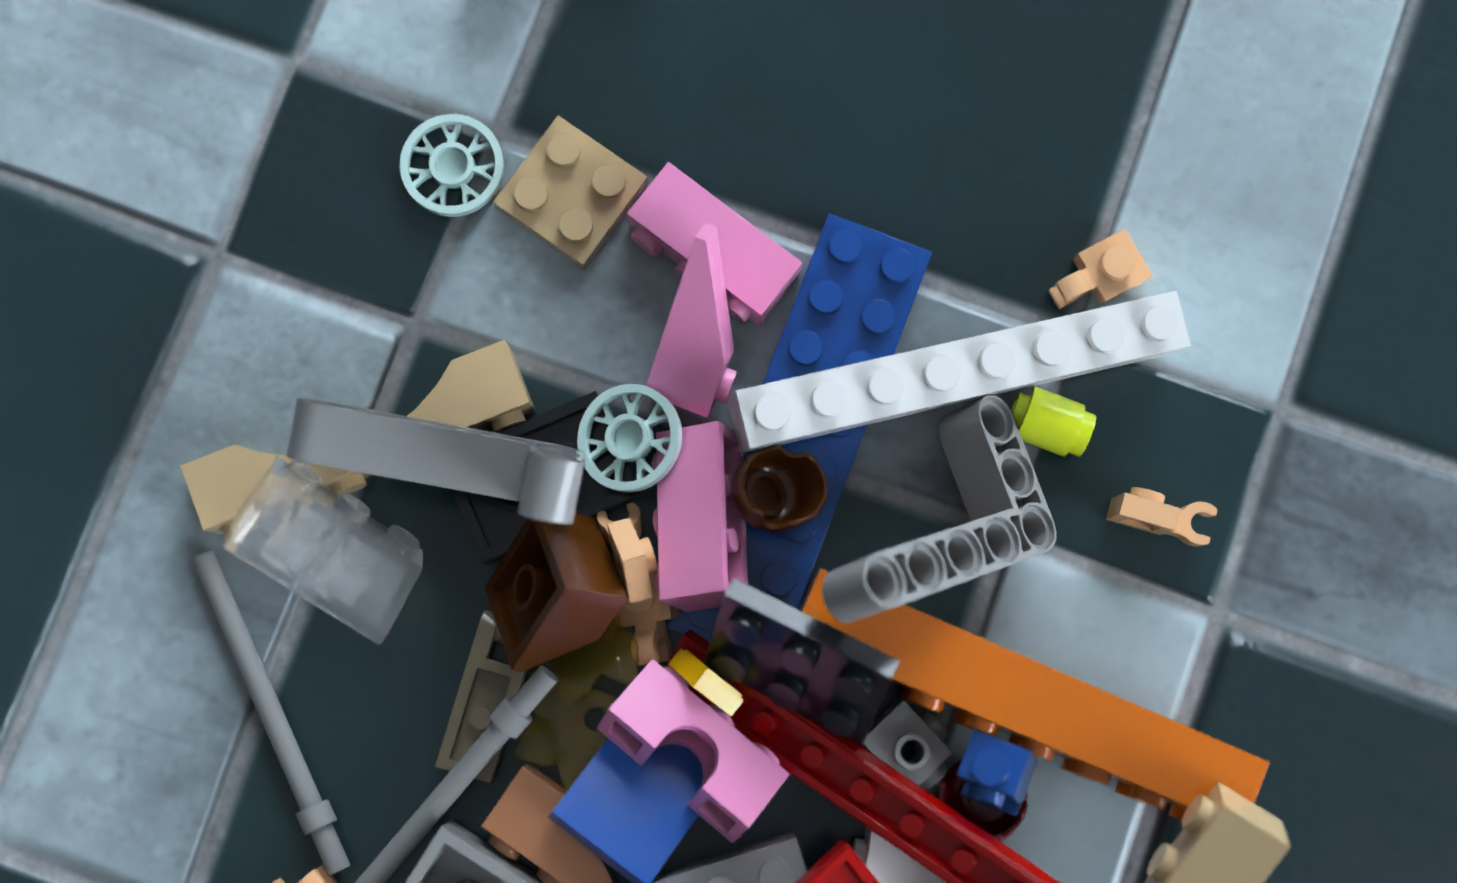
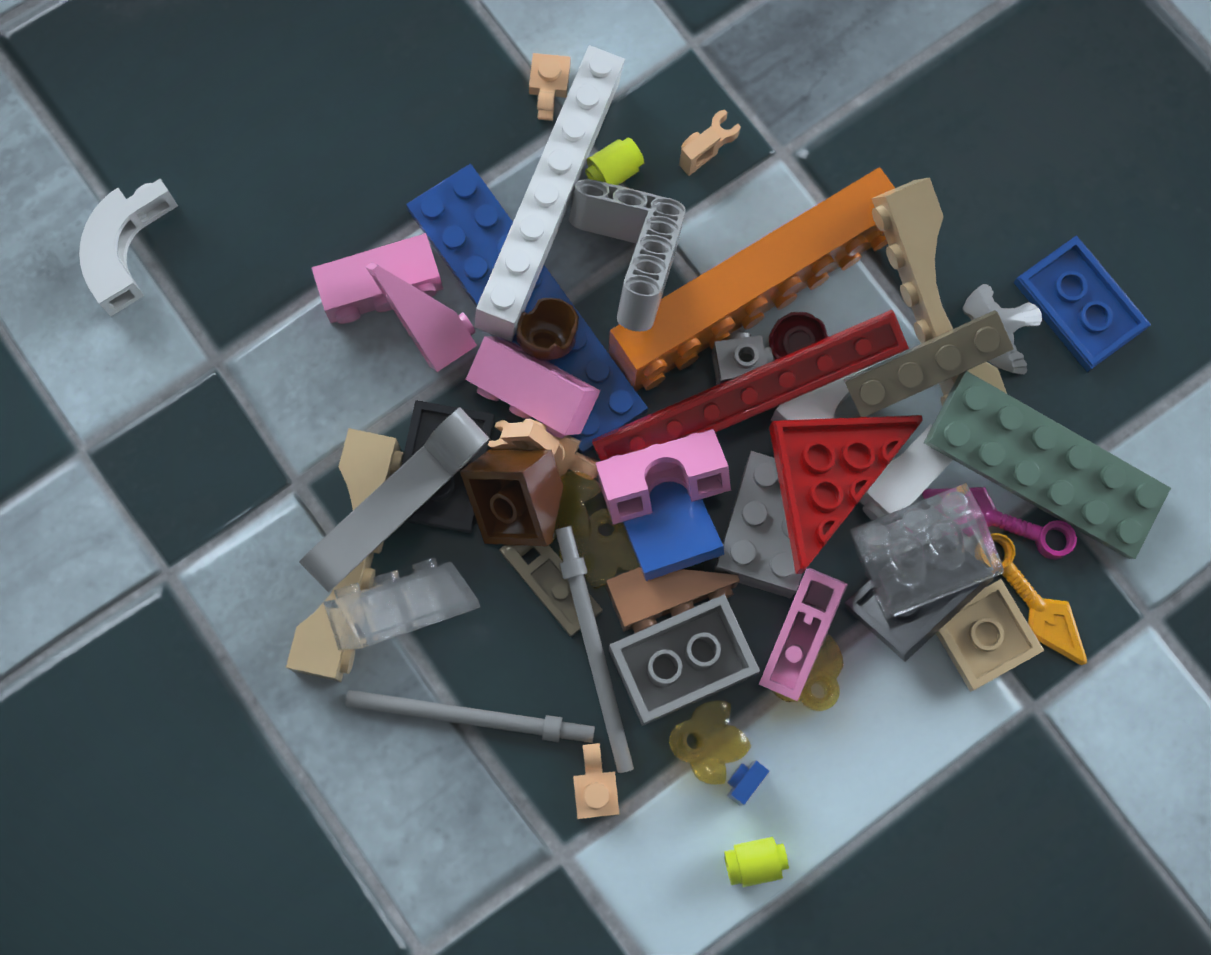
camera: 55 degrees left, 5 degrees down
(452, 165) = (217, 398): light aqua wheel -> none
(571, 192) = (285, 340): tan plate -> none
(630, 437) = (457, 391): light aqua wheel -> none
(706, 681) = (629, 442): yellow tile -> none
(799, 661) = (654, 376): black plate -> none
(996, 772) = (788, 317): blue brick -> none

